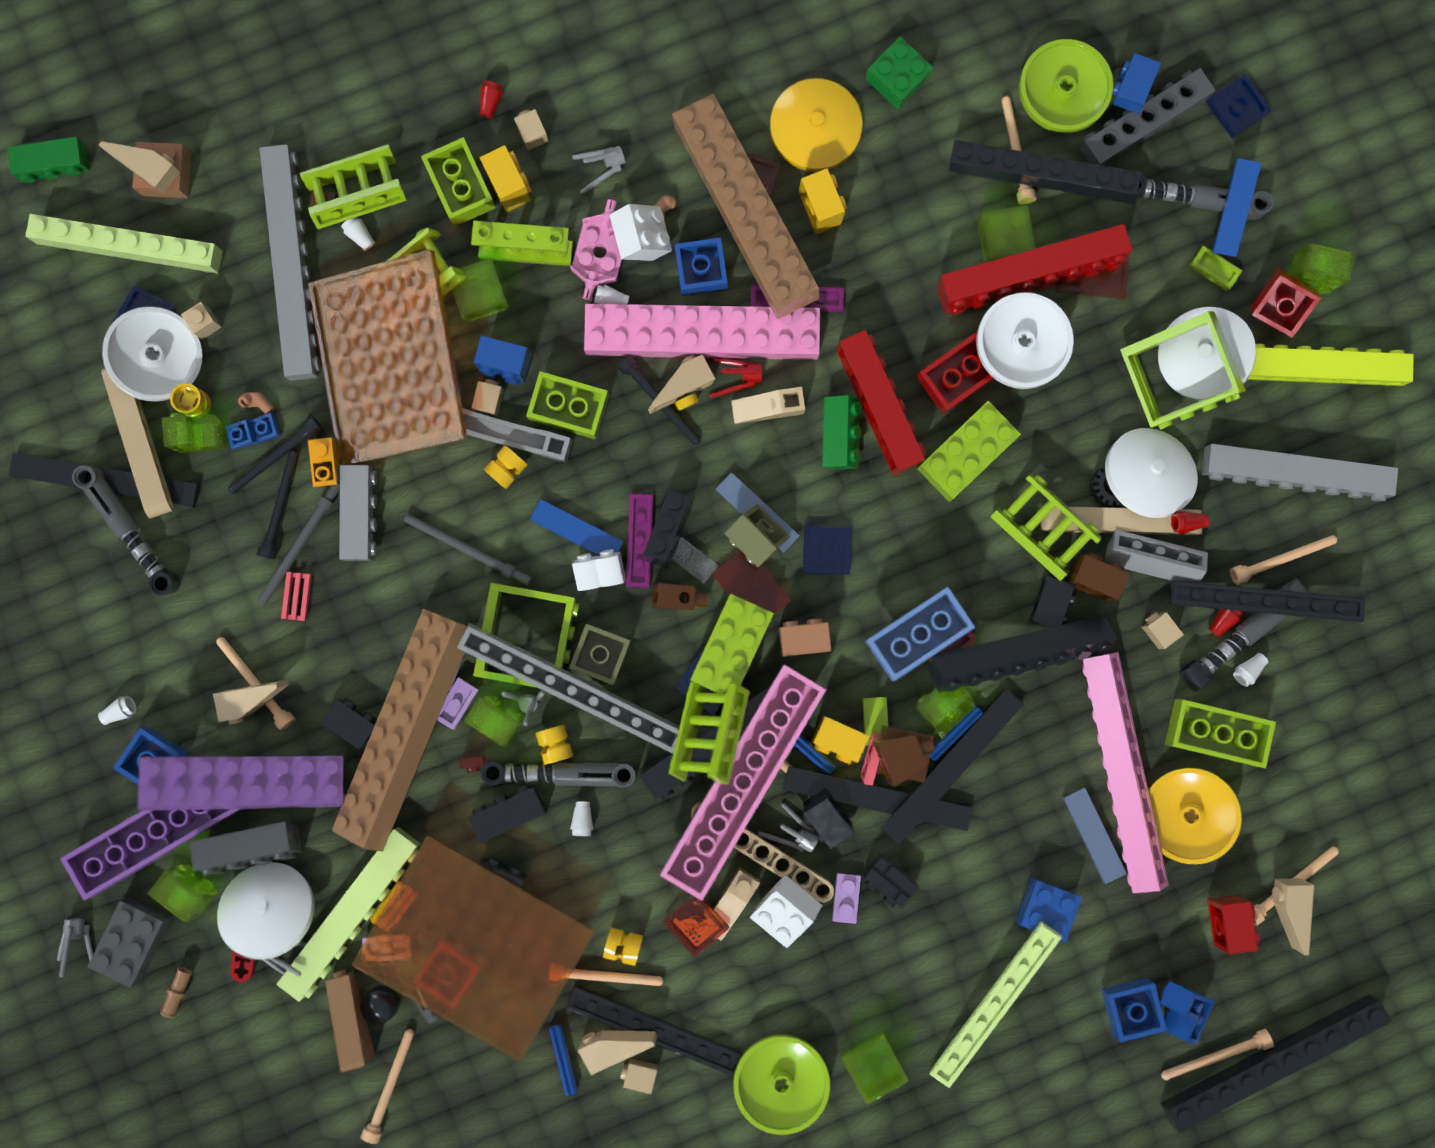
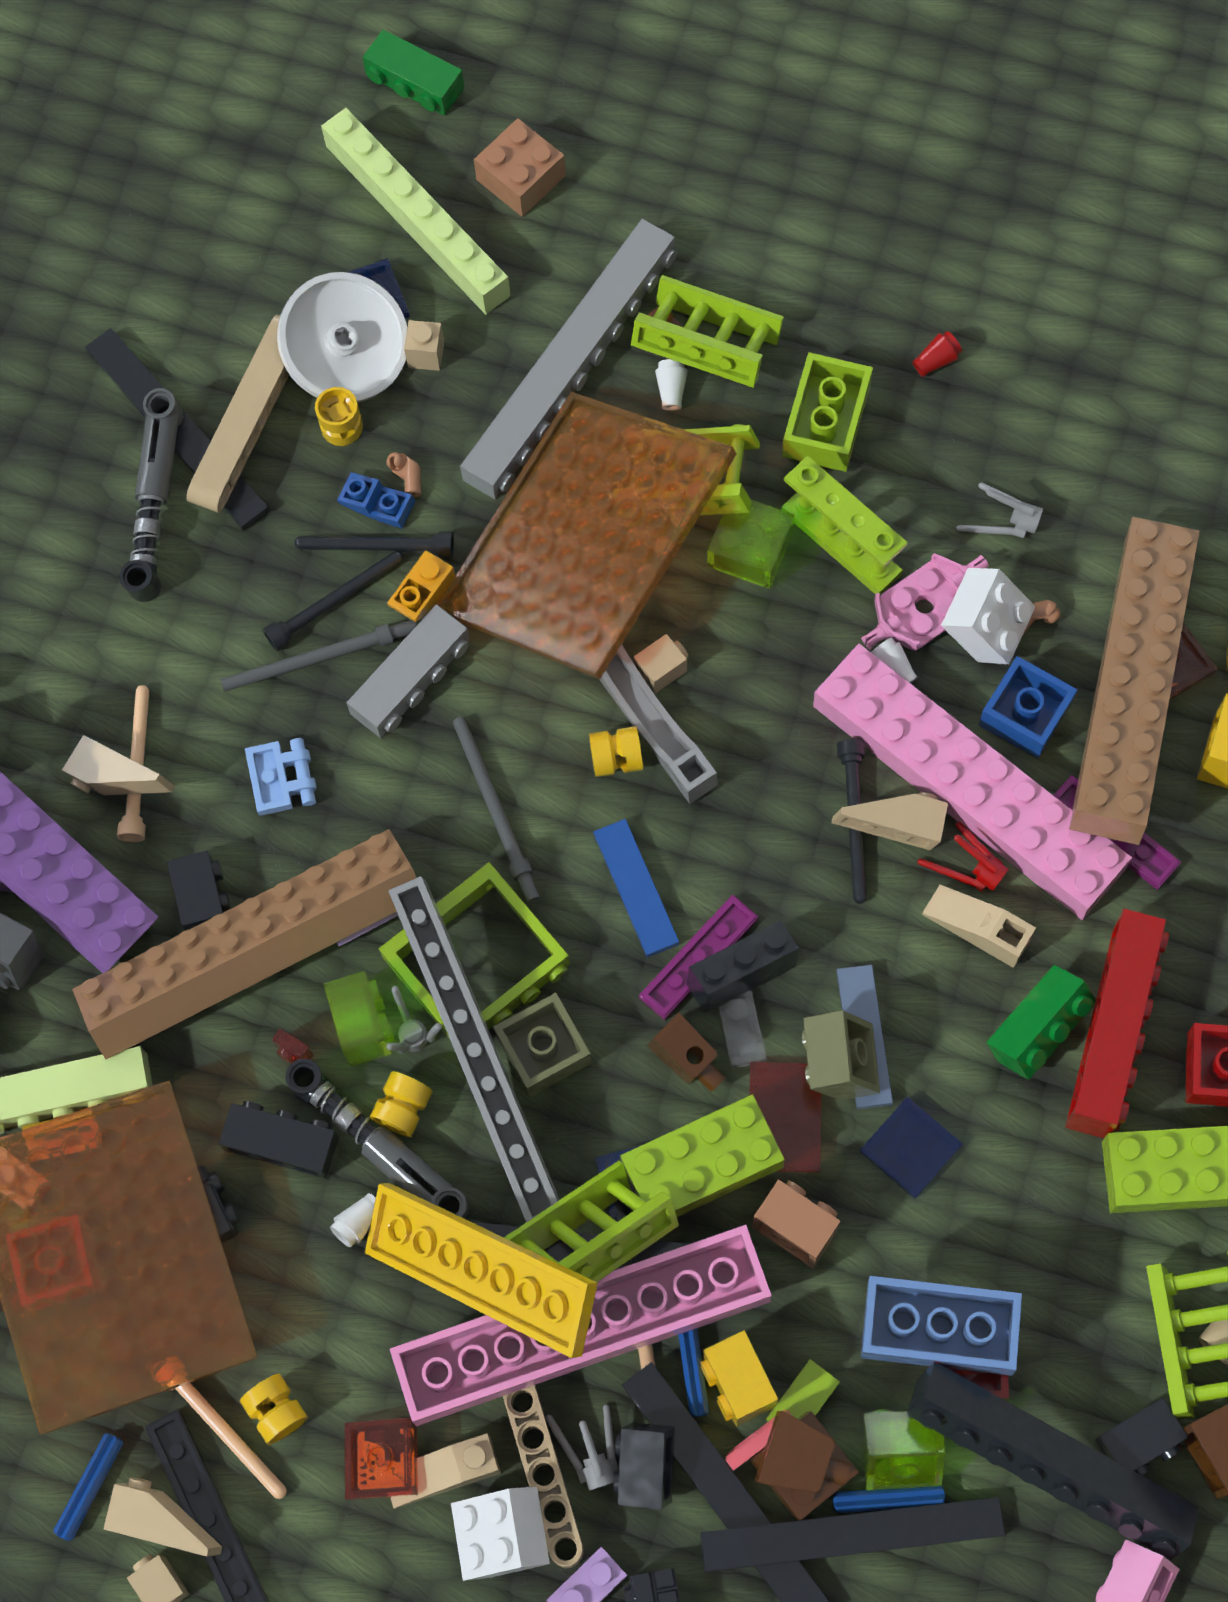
camera: 50 degrees right, 15 degrees down
(147, 164) = (508, 143): tan slope -> none
(191, 434) = (308, 452): clear neon green brick -> none
(287, 596) = (256, 700): coral tile -> none
(332, 631) = (269, 777): none -> light blue plate
(457, 703) = (331, 965): lavender plate -> none
(502, 360) = (713, 633): blue brick -> none
(504, 175) = (884, 446): yellow brick -> none
(531, 129) = (956, 418): tan brick -> none
(567, 405) = (744, 739): lime brick -> none
(598, 570) = (622, 949): white brick -> none
(672, 798) = (482, 1269): none -> yellow plate
(686, 401) = (886, 844): yellow tile -> none

